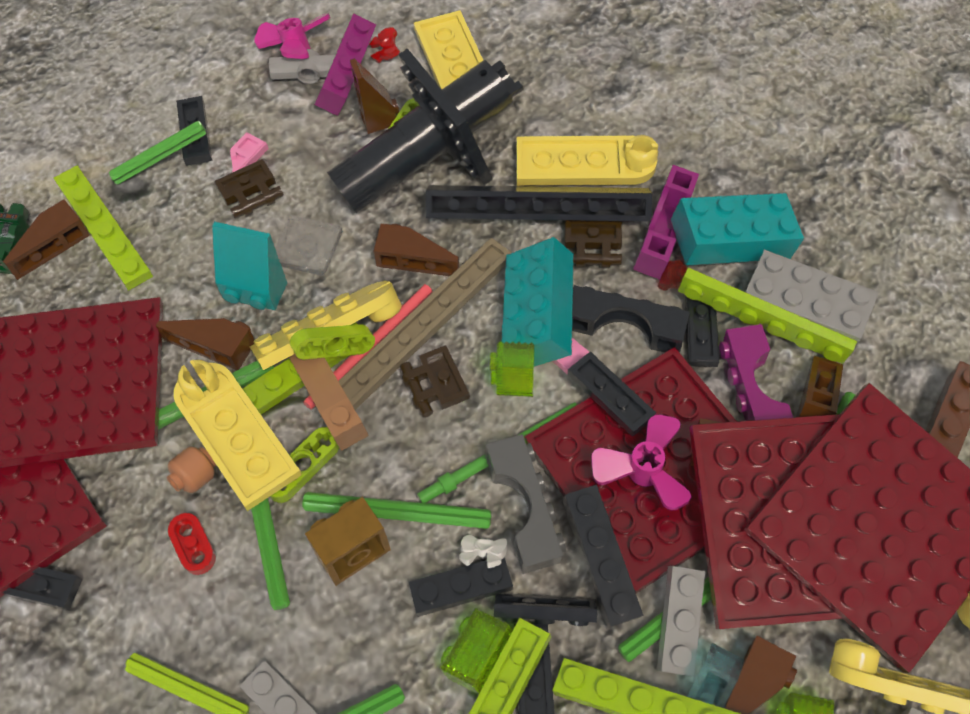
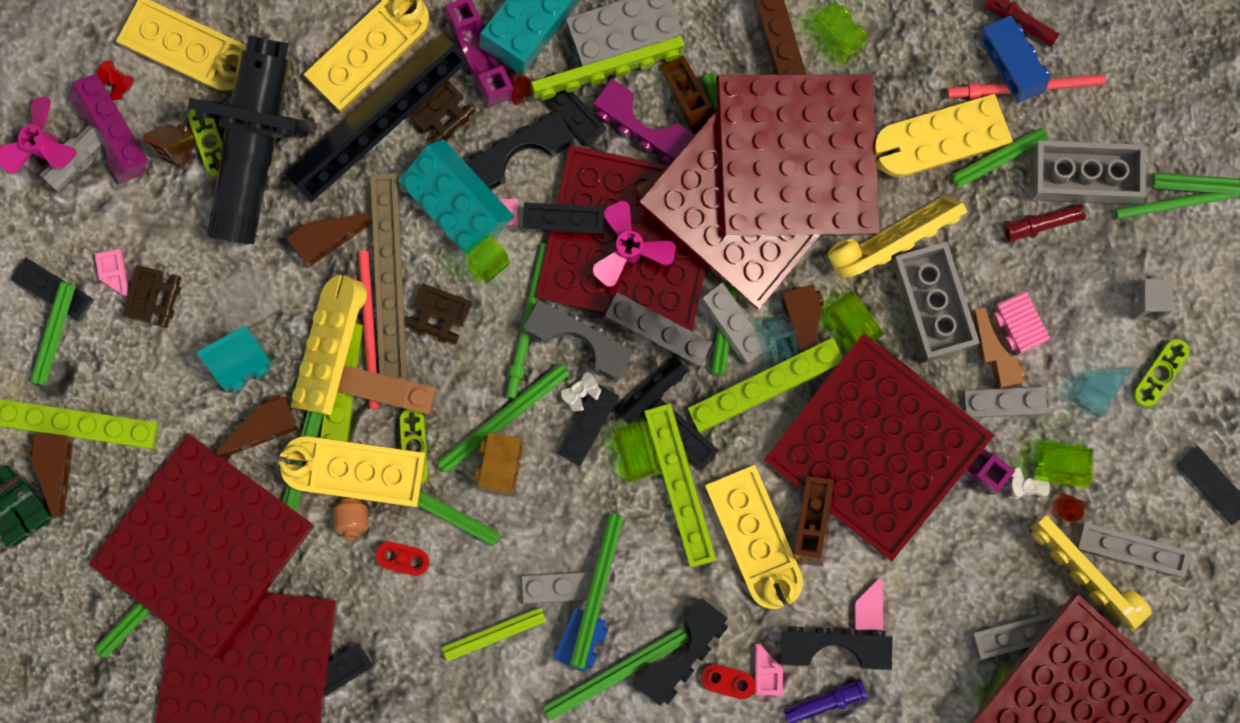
camera: 45 degrees left, 20 degrees up
(312, 342) = (354, 353): lime beam -> none

